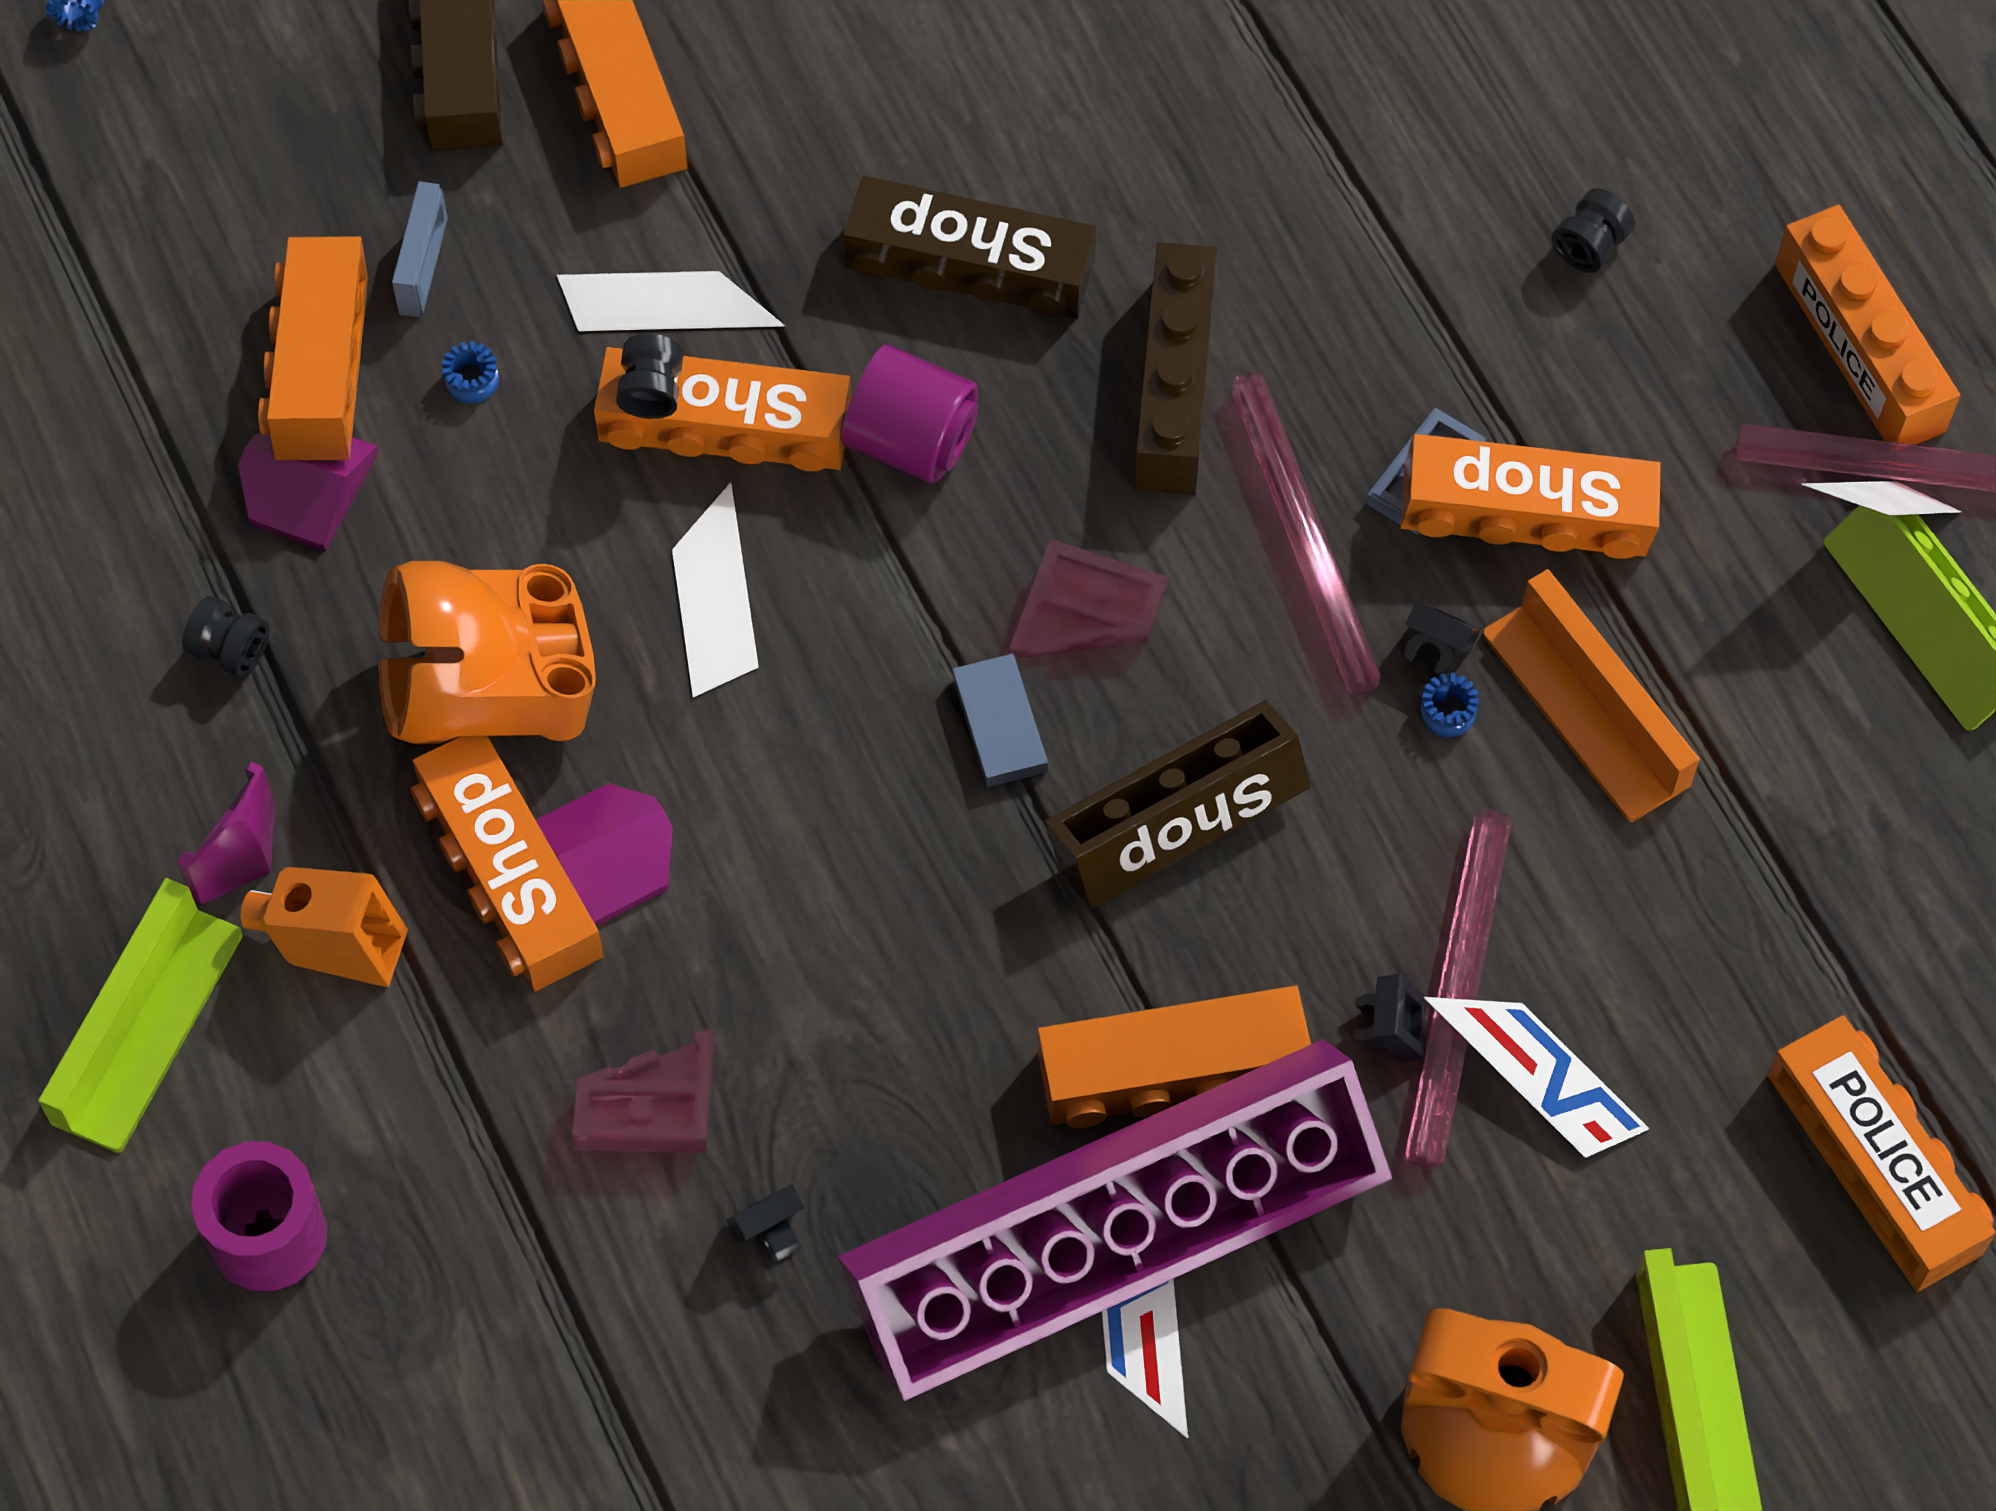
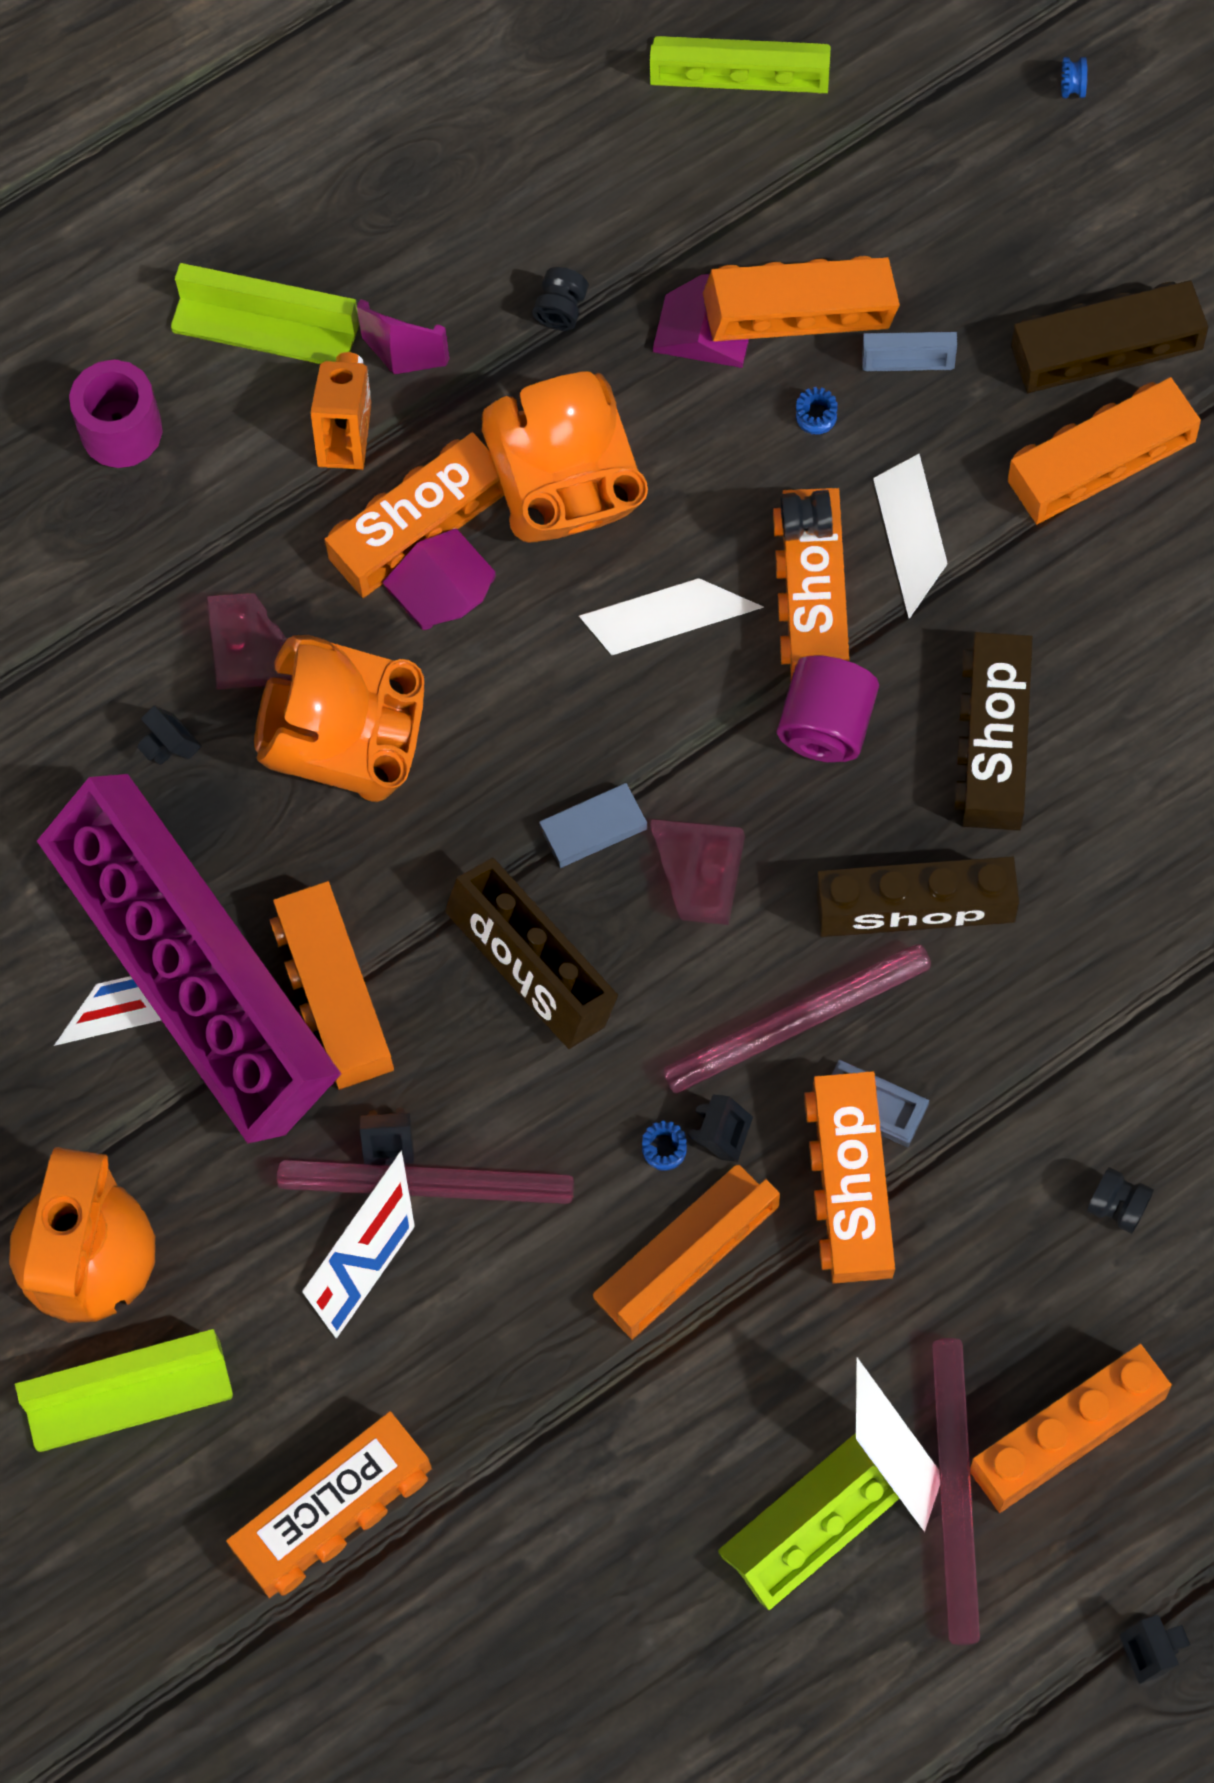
camera: 85 degrees right, 5 degrees up
(799, 989) = (340, 717): none -> orange piece

